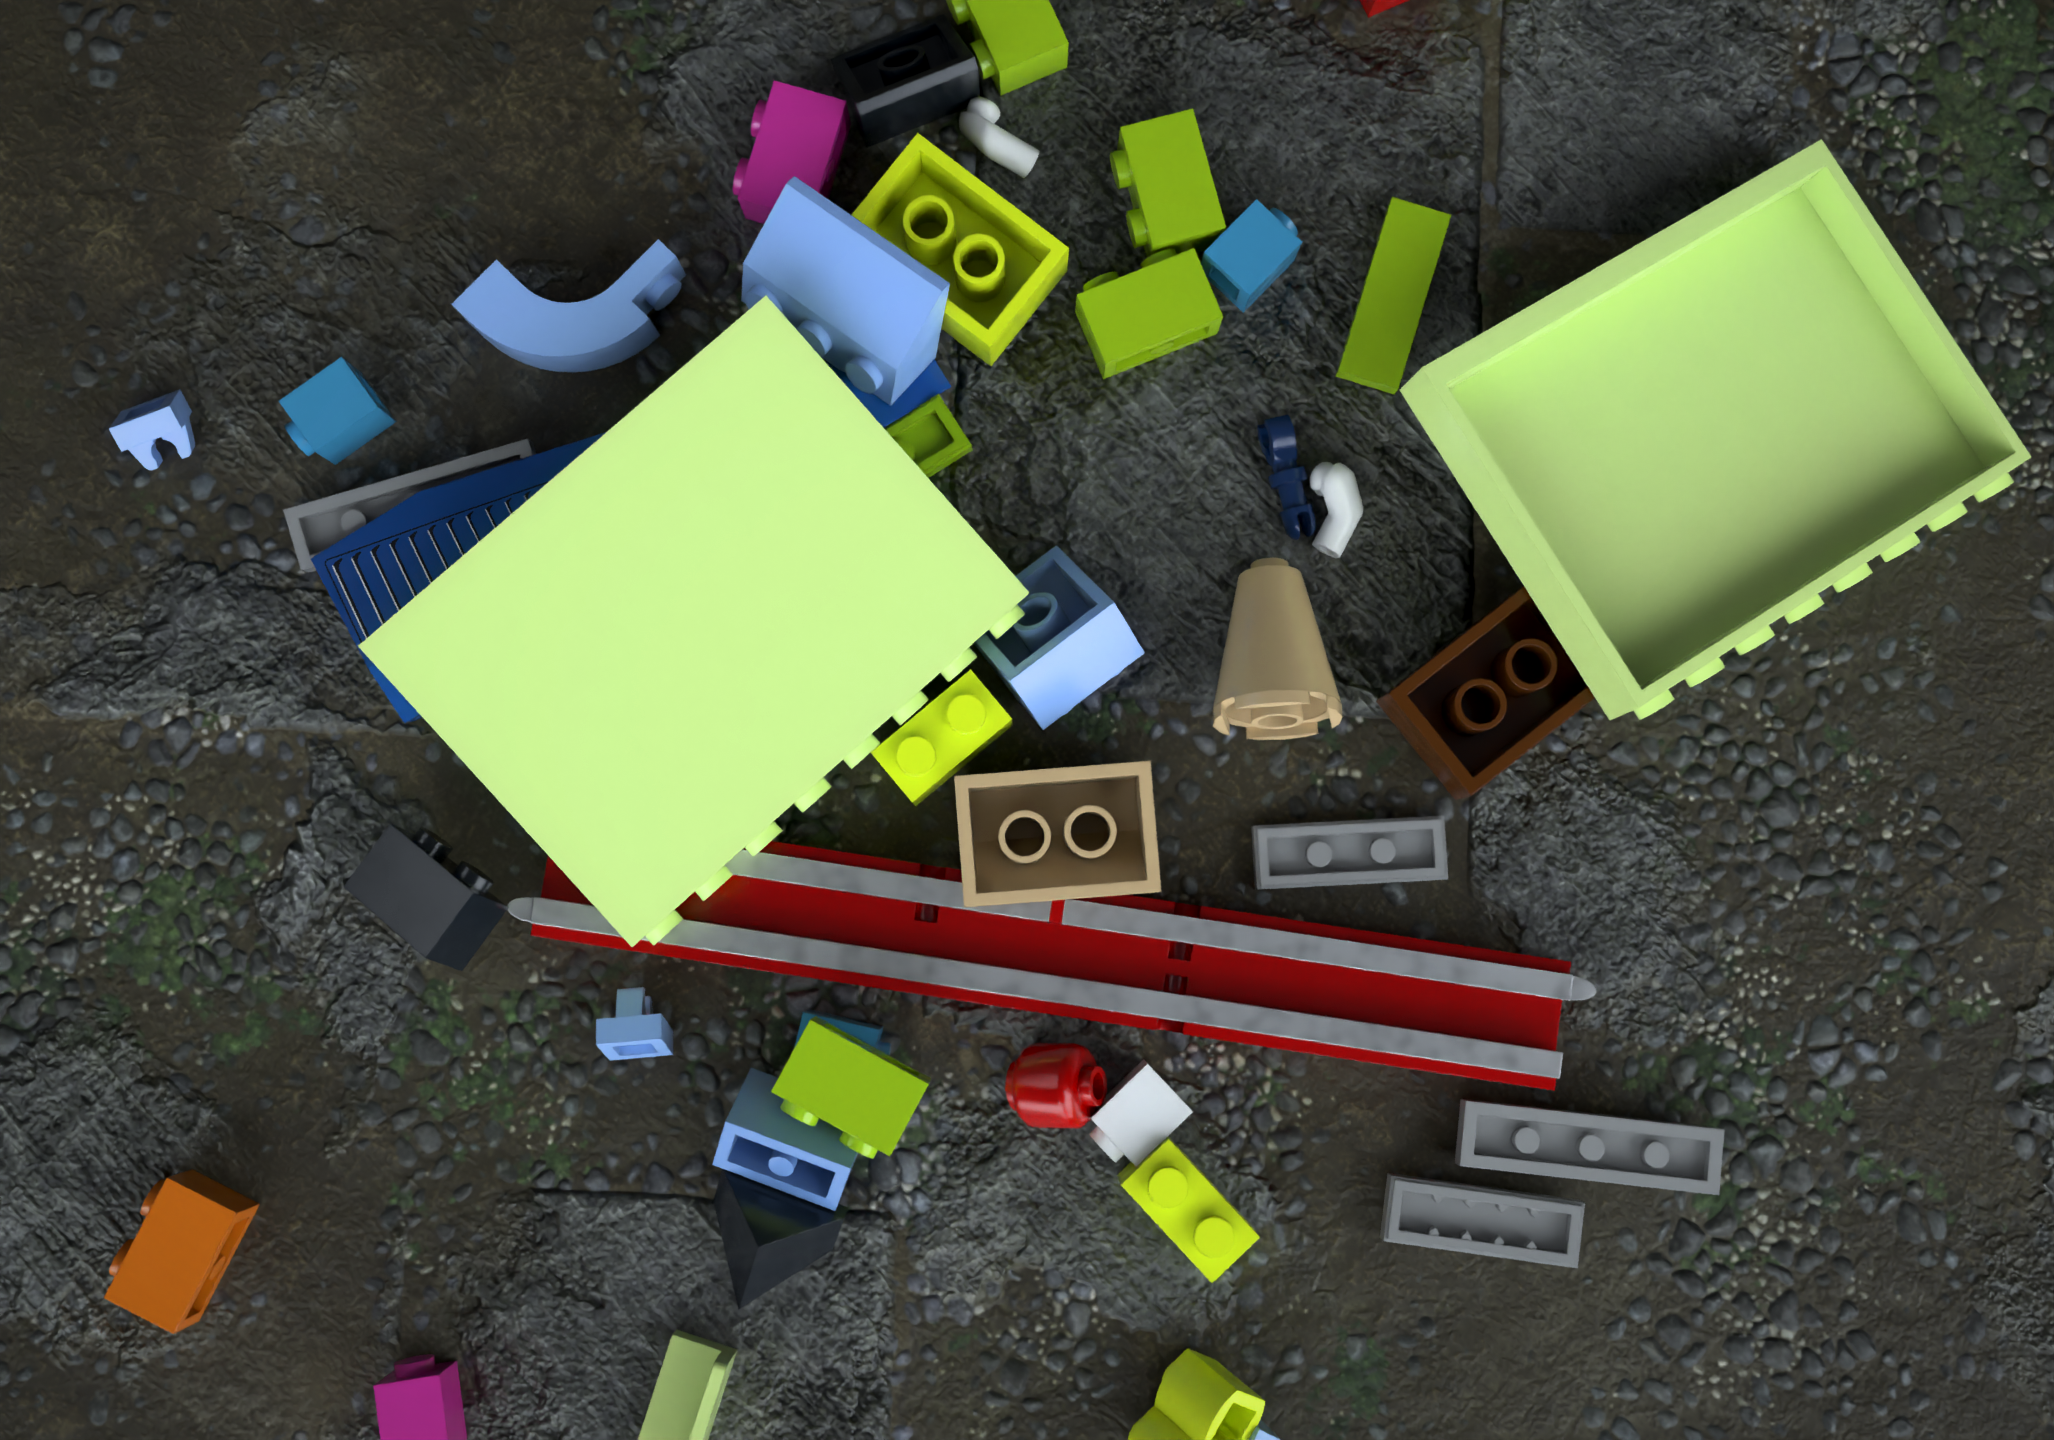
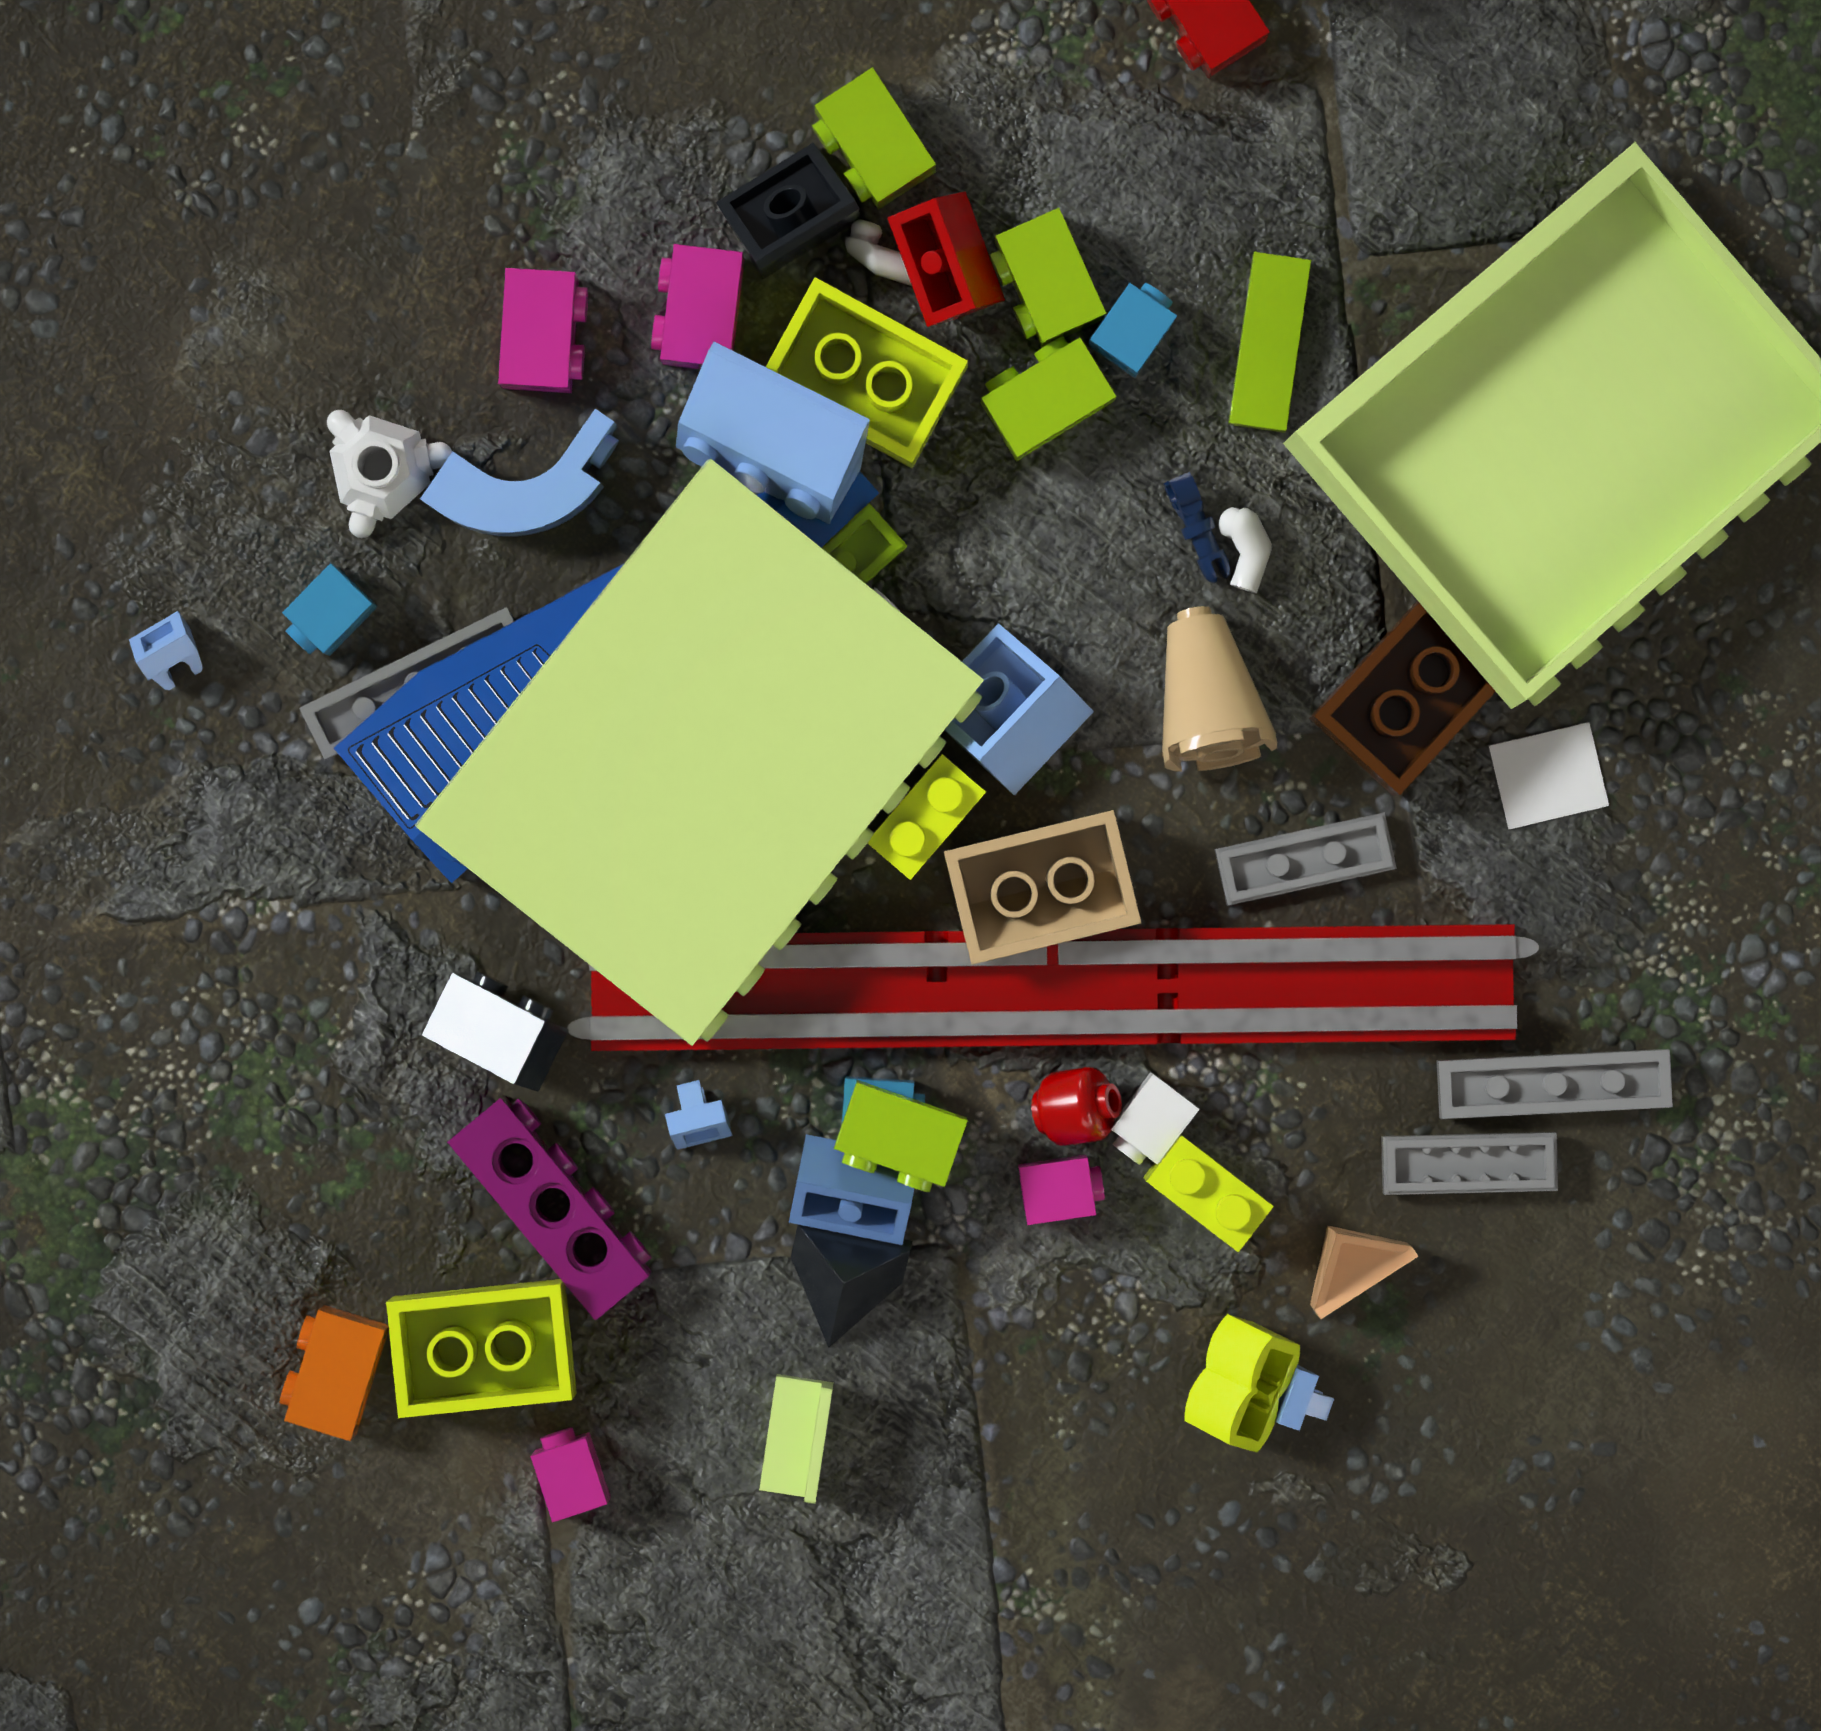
camera: 10 degrees left, 5 degrees up
(342, 1251) = (481, 1348): none -> neon yellow brick
(418, 271) = (379, 467): none -> white rock
(421, 1087) = (594, 1285): none -> magenta brick
(618, 155) = (540, 330): none -> dark pink brick
(1023, 1175) = (1060, 1189): none -> dark pink brick
(1062, 144) = (946, 258): none -> red brick
(1337, 1316) = (1352, 1265): none -> light nougat slope
(1626, 806) = (1548, 775): none -> white sticker

